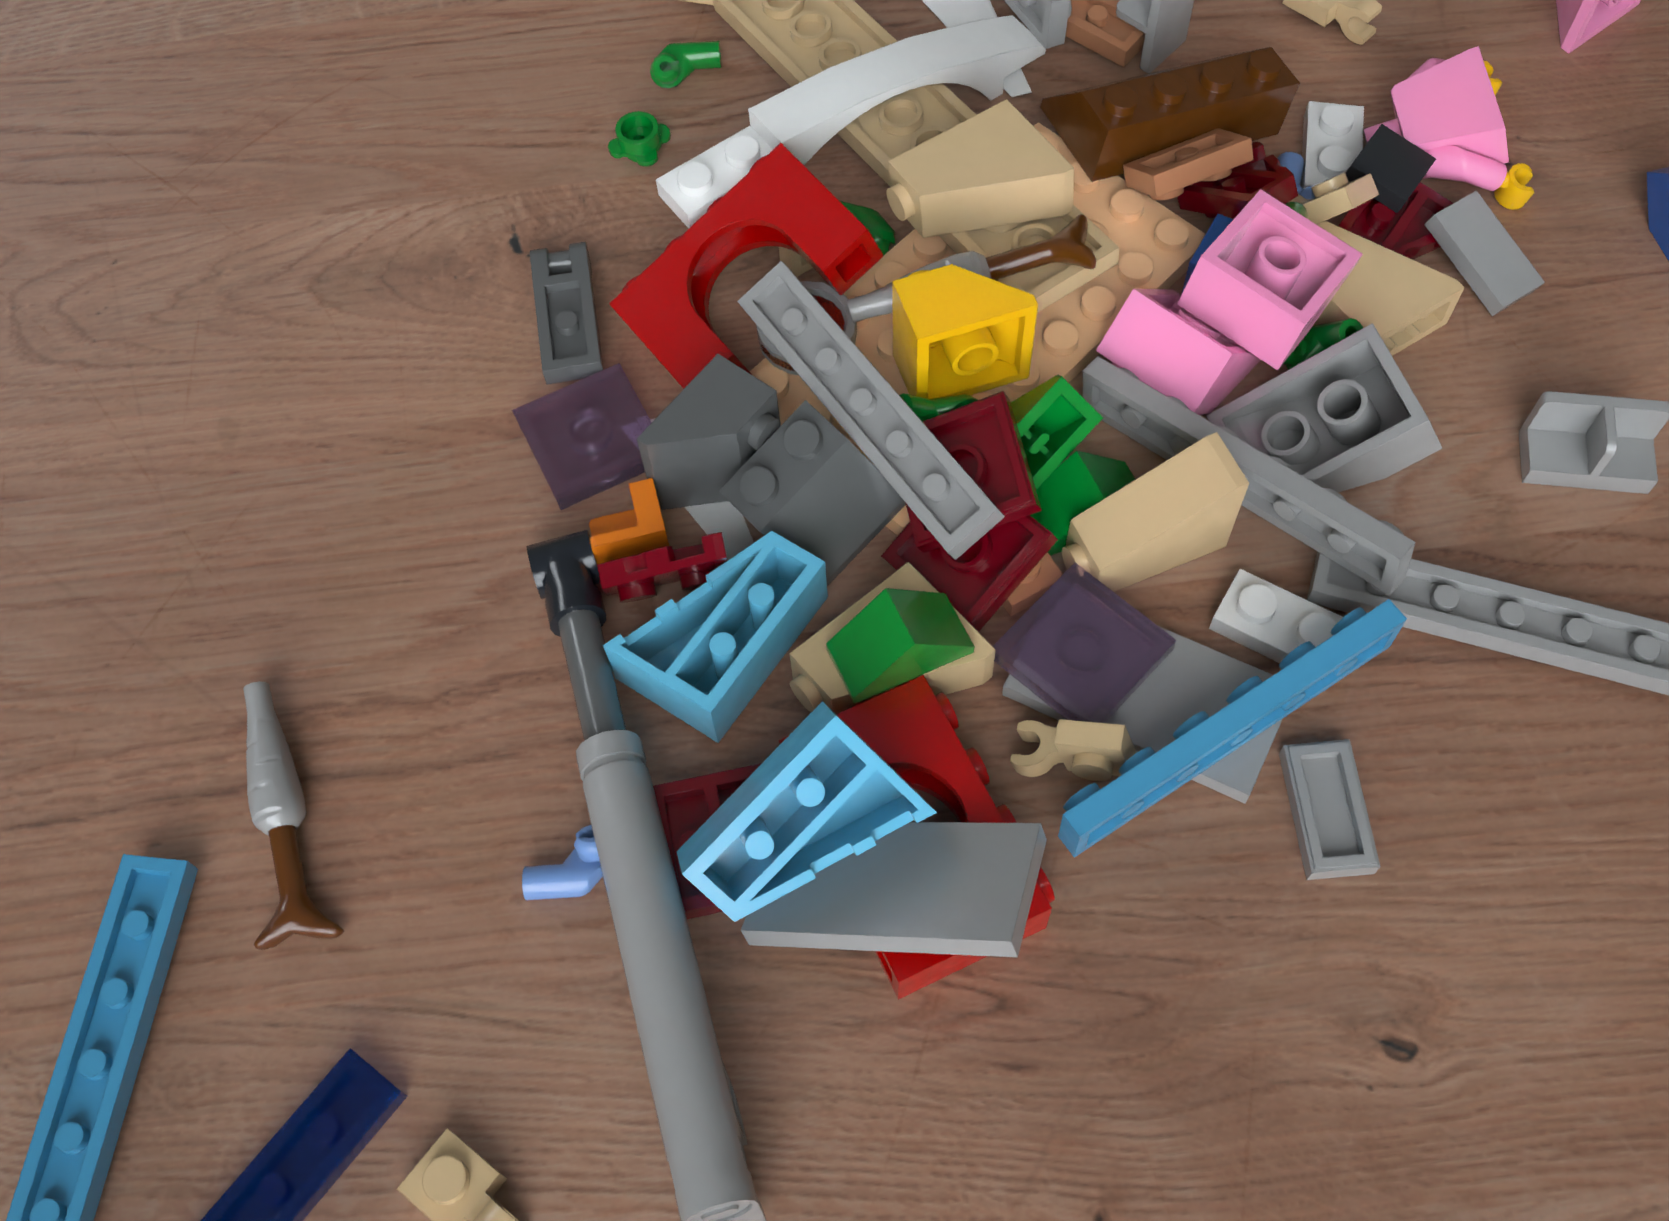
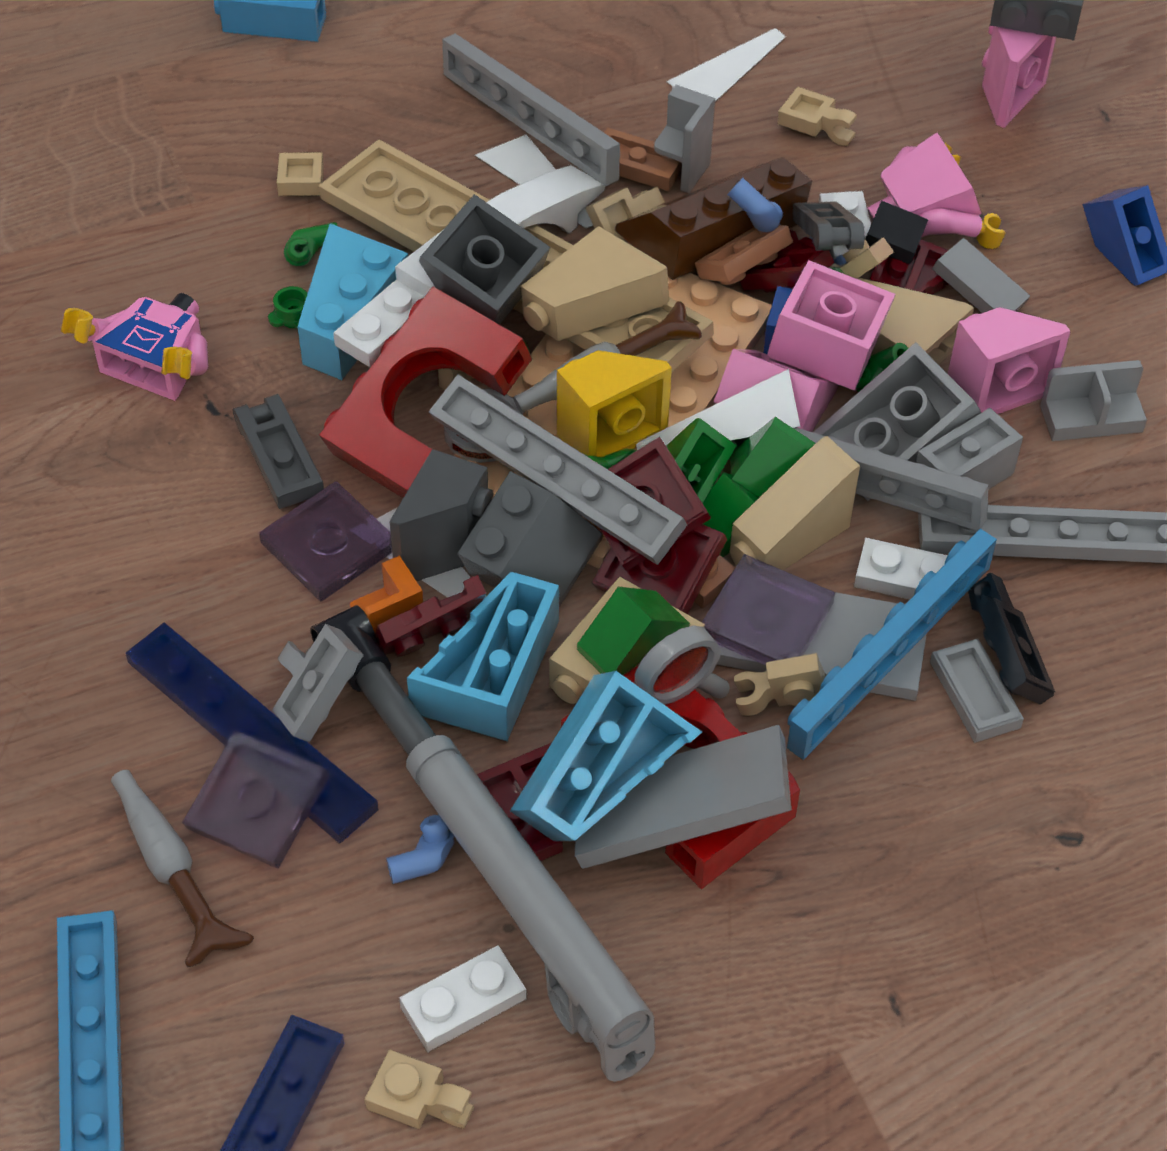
camera: 20 degrees left, 10 degrees down
(398, 753) = (256, 799): none -> clear purple tile
(429, 666) = (226, 707): none -> clear blue tile
(457, 152) = (146, 343): none -> torso
(509, 618) = (315, 680): none -> light grey plate
(559, 1077) = (462, 998): none -> white plate
(698, 113) = (344, 281): none -> medium azure wedge
(851, 120) = (484, 259): none -> dark grey slope
(939, 710) = (681, 665): none -> light grey piece
(1055, 78) = (622, 206): none -> tan plate
(1131, 378) = (744, 412): none -> white sticker
(1137, 441) = (767, 456): none -> green slope
(1222, 115) = (763, 213): none -> medium blue arm
(1304, 146) = (829, 225): none -> dark grey plate
(1392, 753) = (1011, 639): none -> black hinge
(1412, 484) = (978, 449): none -> light grey panel
(1487, 364) = (1006, 357): none -> bright pink slope

